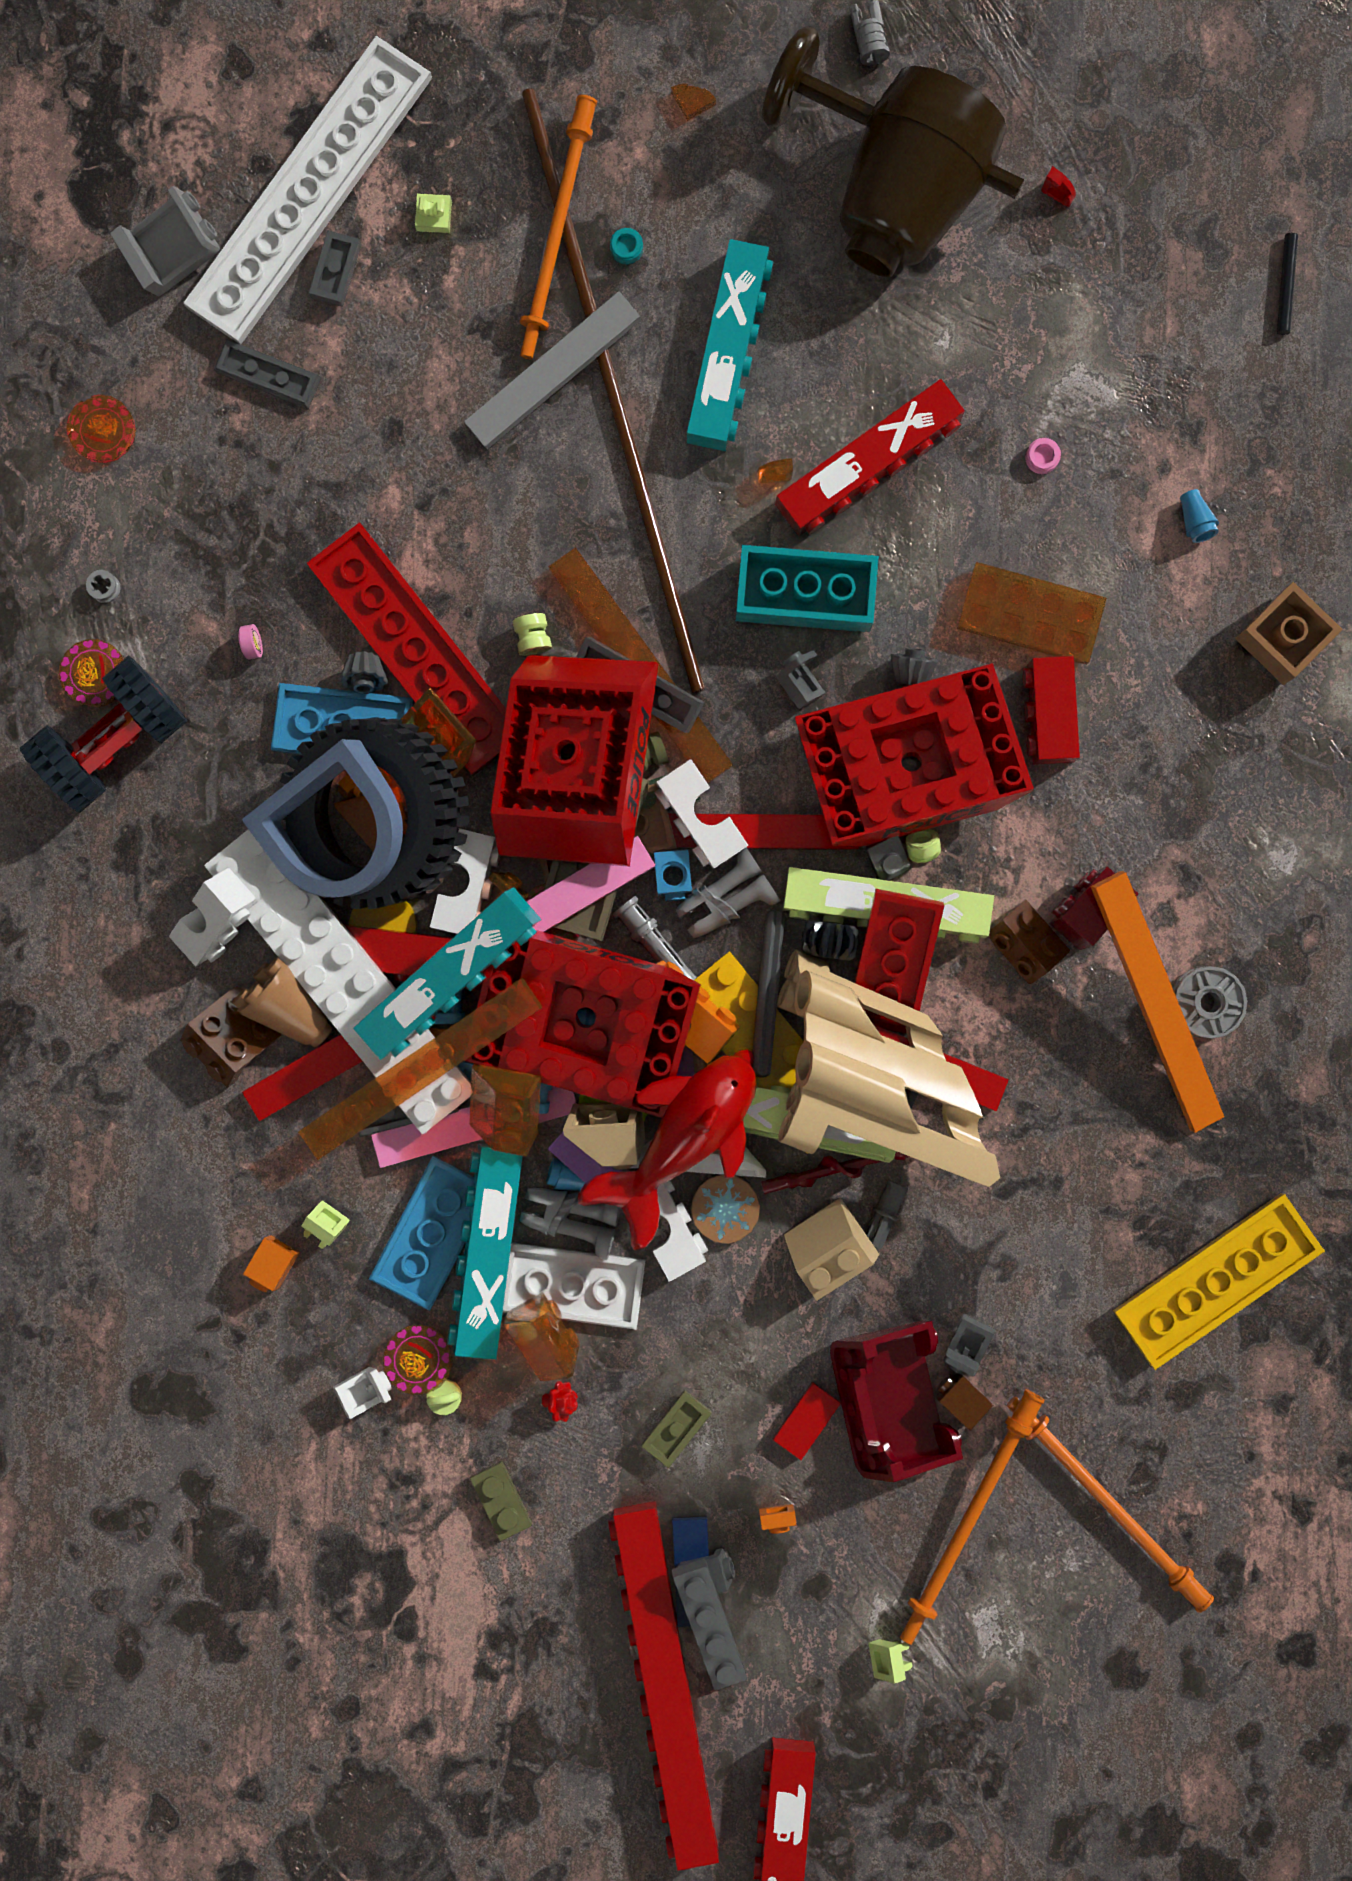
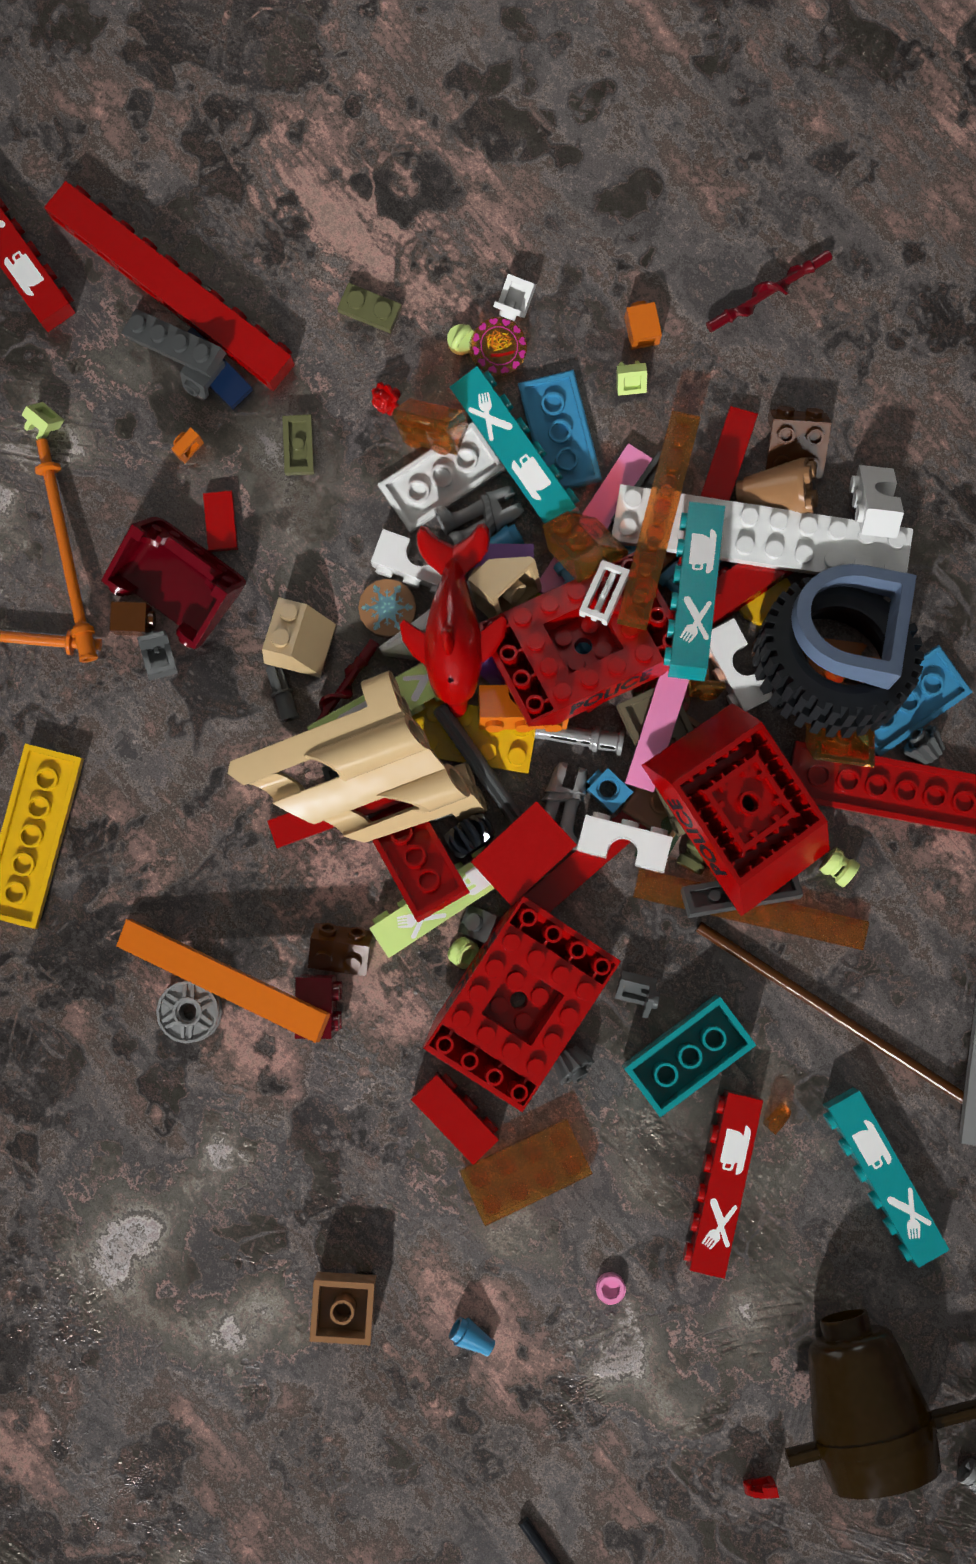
camera: 135 degrees right, 0 degrees up
(132, 1199) = (767, 288): none -> dark red piece
(554, 1031) = (596, 613): none -> white tile
(797, 881) = (523, 853): none -> red tile

